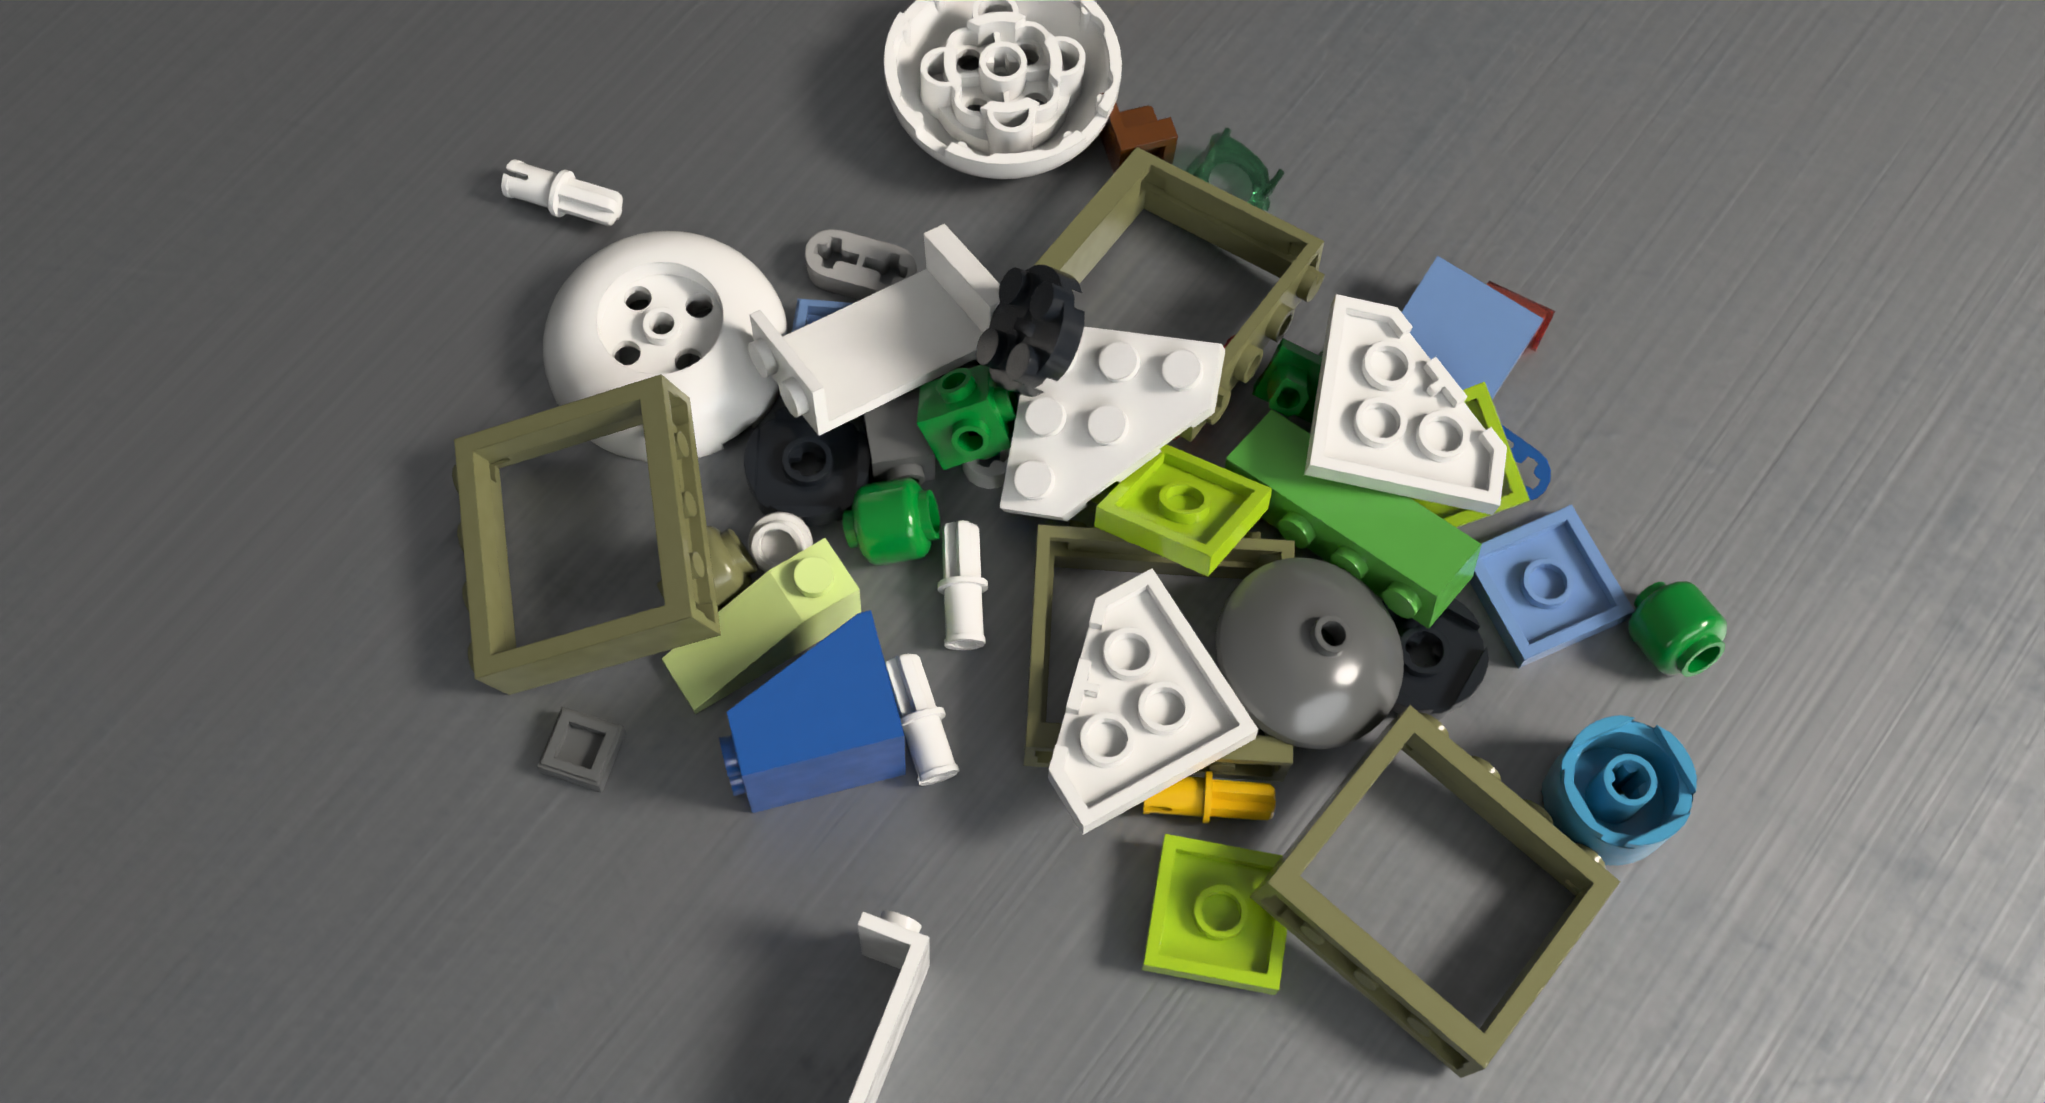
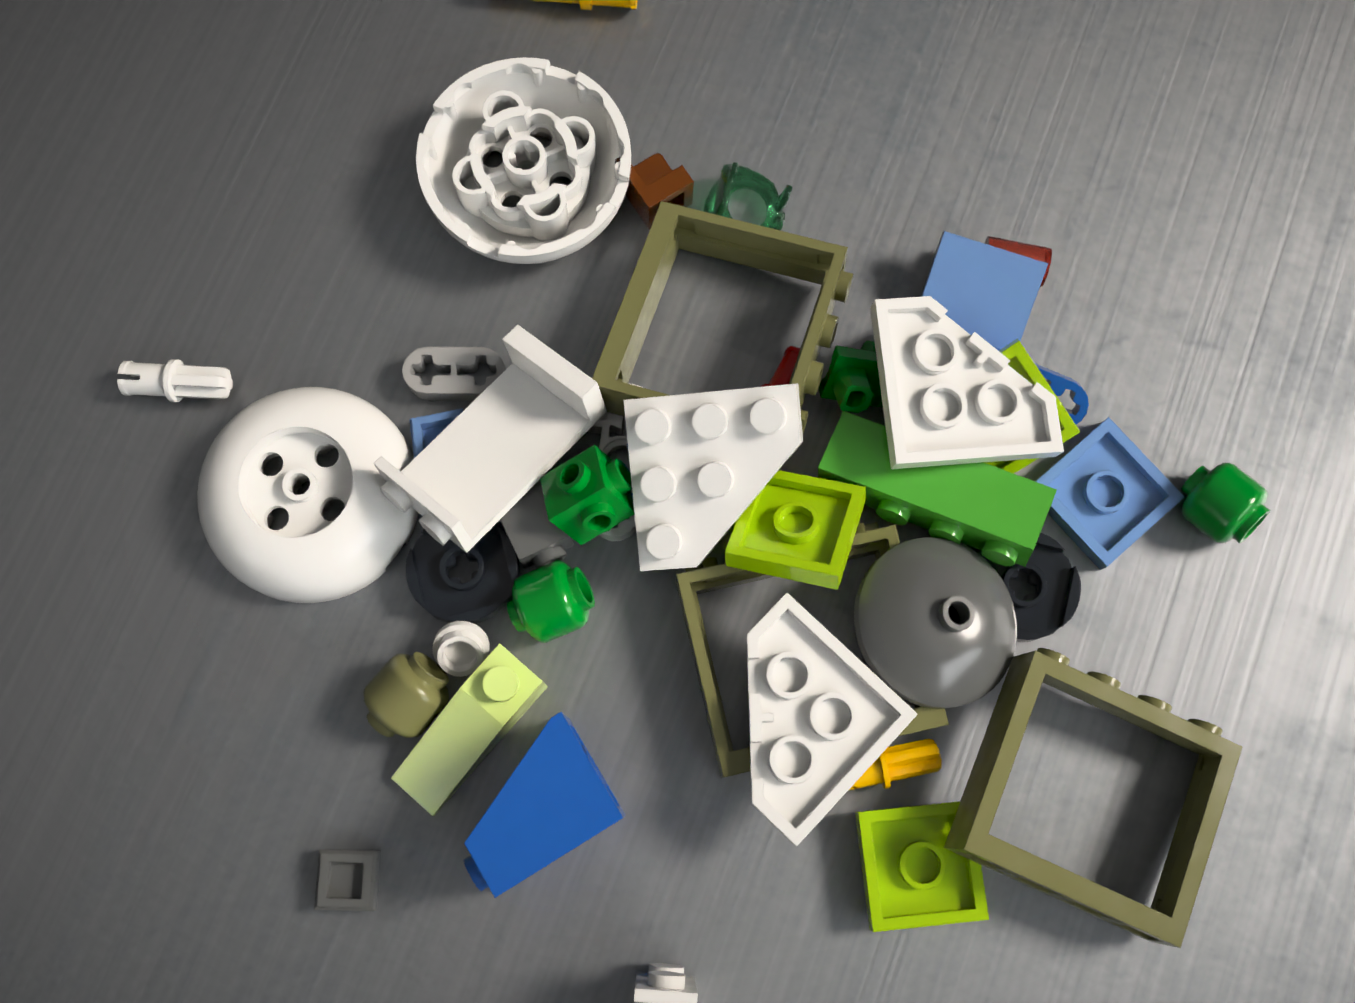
camera: 15 degrees left, 10 degrees up
(680, 527) = (365, 666): olive window -> none
(921, 720) = (625, 769): white axle -> none
(962, 586) = (625, 638): white axle -> none
(1032, 329) = (623, 387): black plate -> none
(1626, 756) = (1236, 688): dark azure brick -> none

